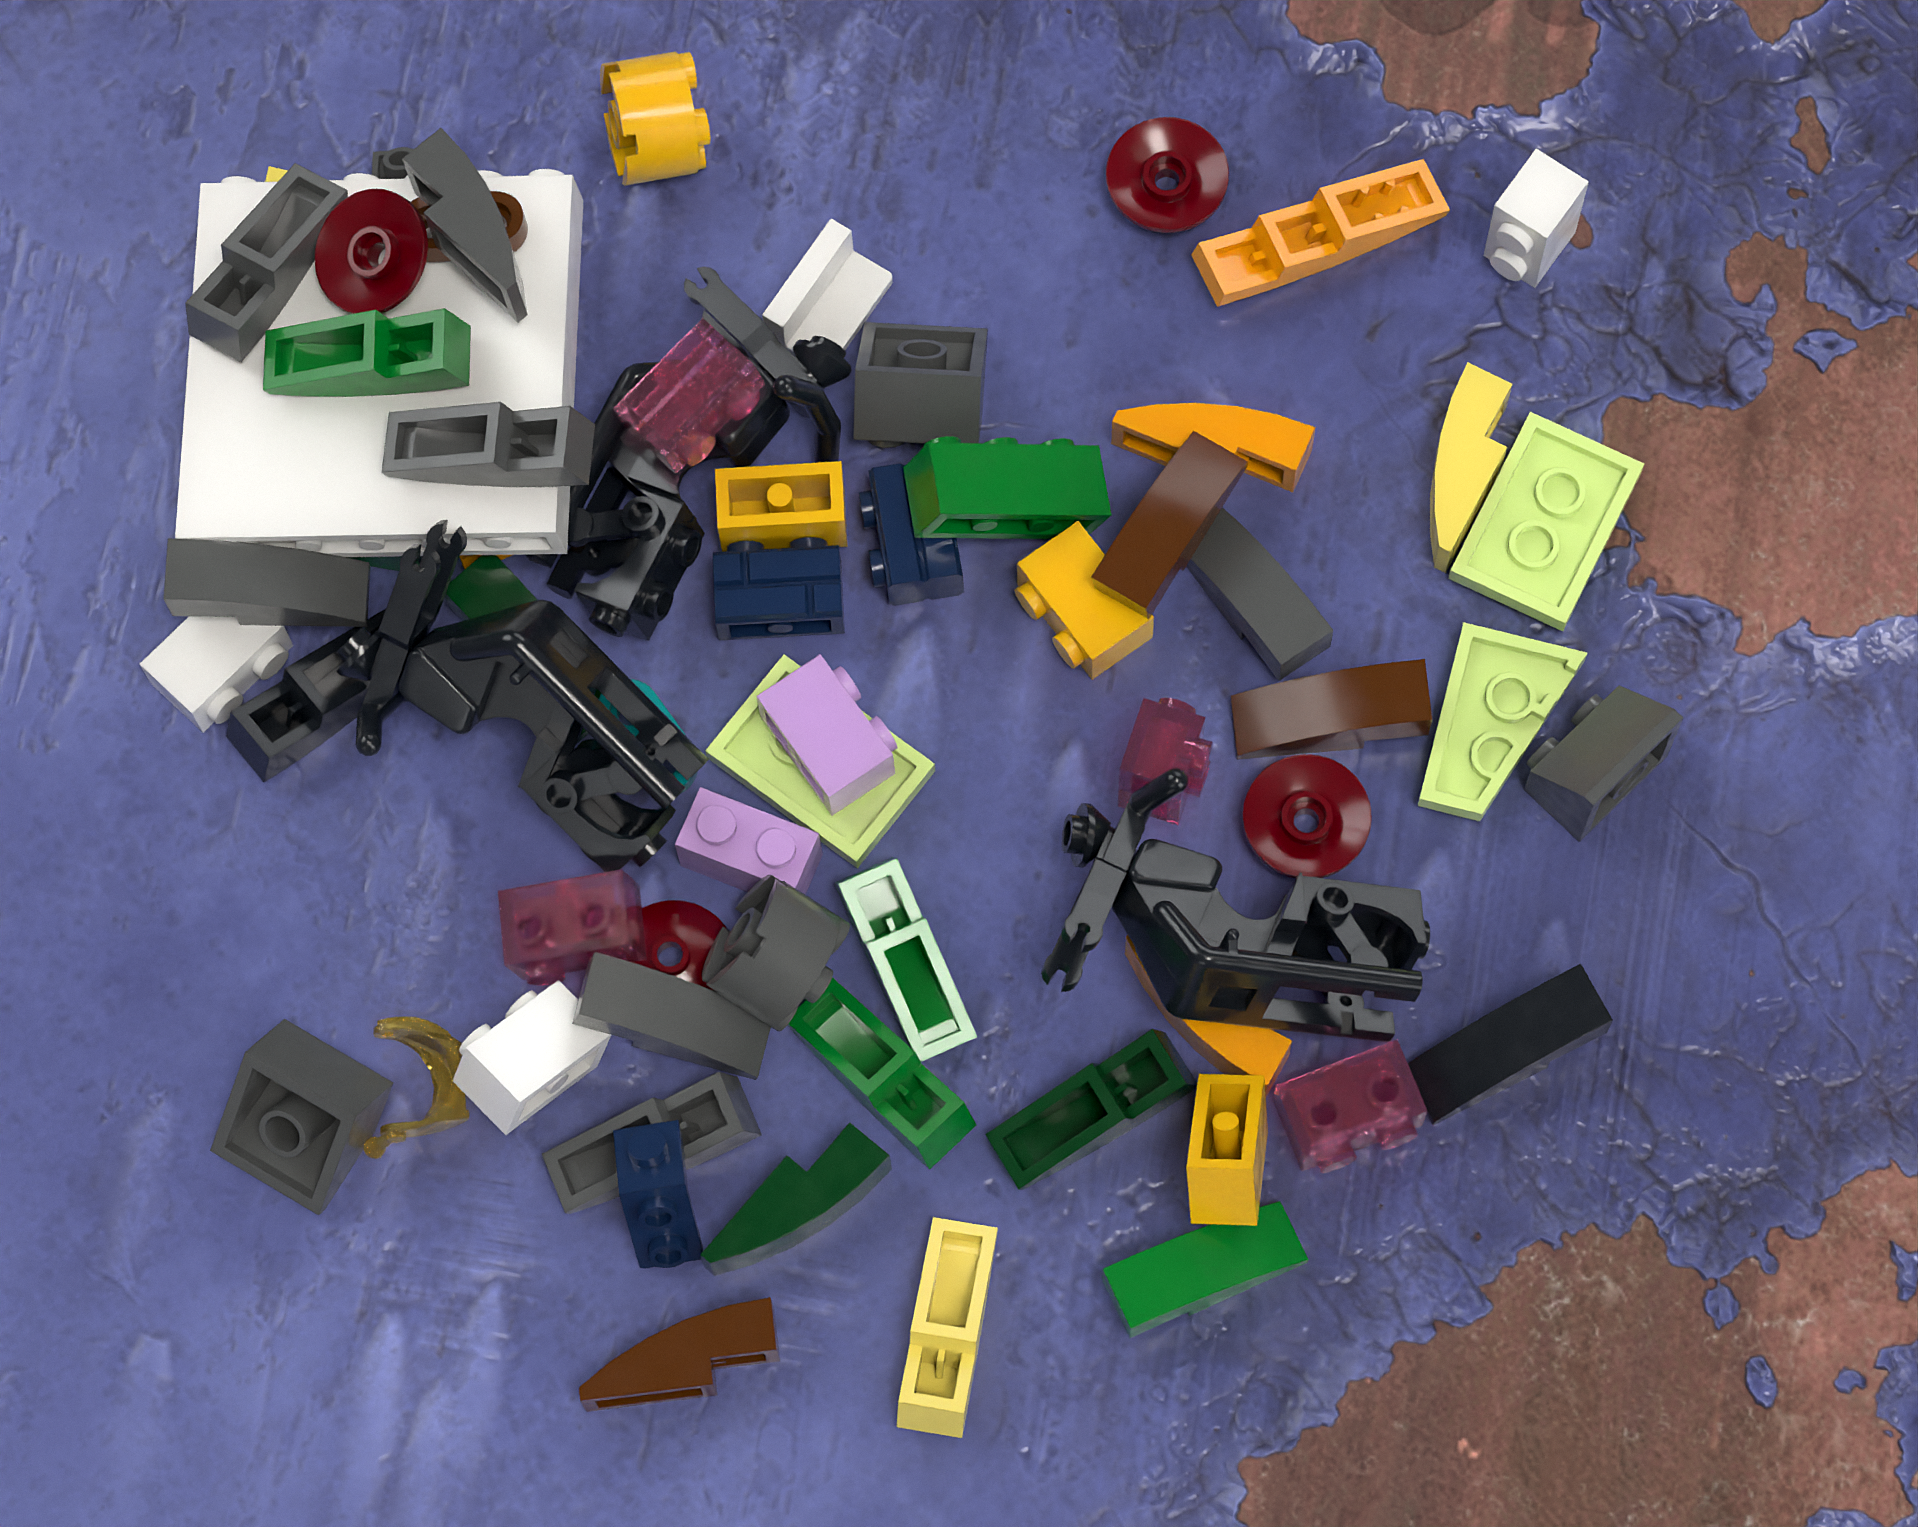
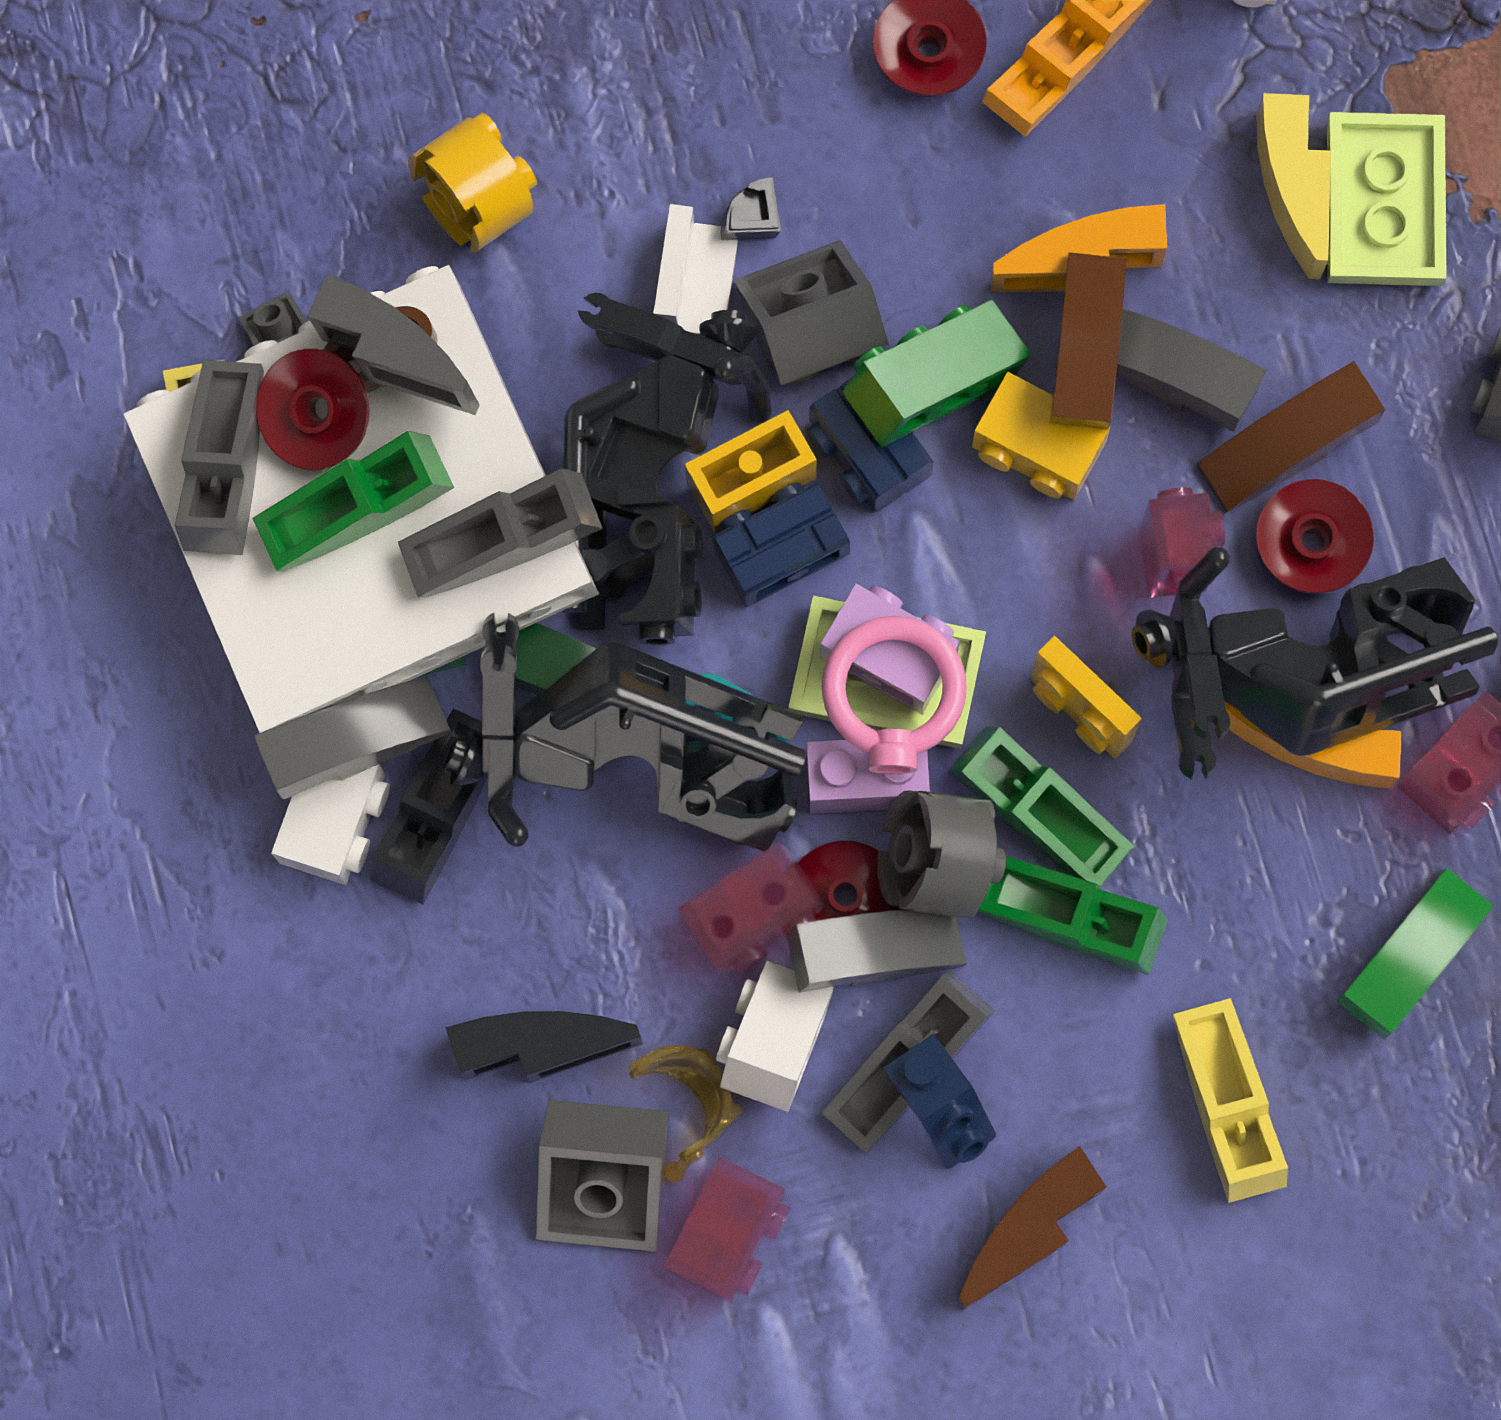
camera: 25 degrees left, 5 degrees up
(303, 961) = (539, 1039): none -> black slope
(391, 1222) = (727, 1230): none -> clear pink brick
(691, 397) = (643, 412): clear pink brick -> none
(775, 828) = (894, 749): none -> bright pink piece
(798, 1202) = (1058, 1051): dark green slope -> none
(913, 265) = (752, 213): none -> tile
(985, 852) = (1070, 685): none -> yellow plate
(1092, 1109) = (1258, 864): dark green slope -> none
(1227, 1149) = (1395, 846): yellow brick -> none
(1491, 714) = (1419, 376): yellowish green wing -> none

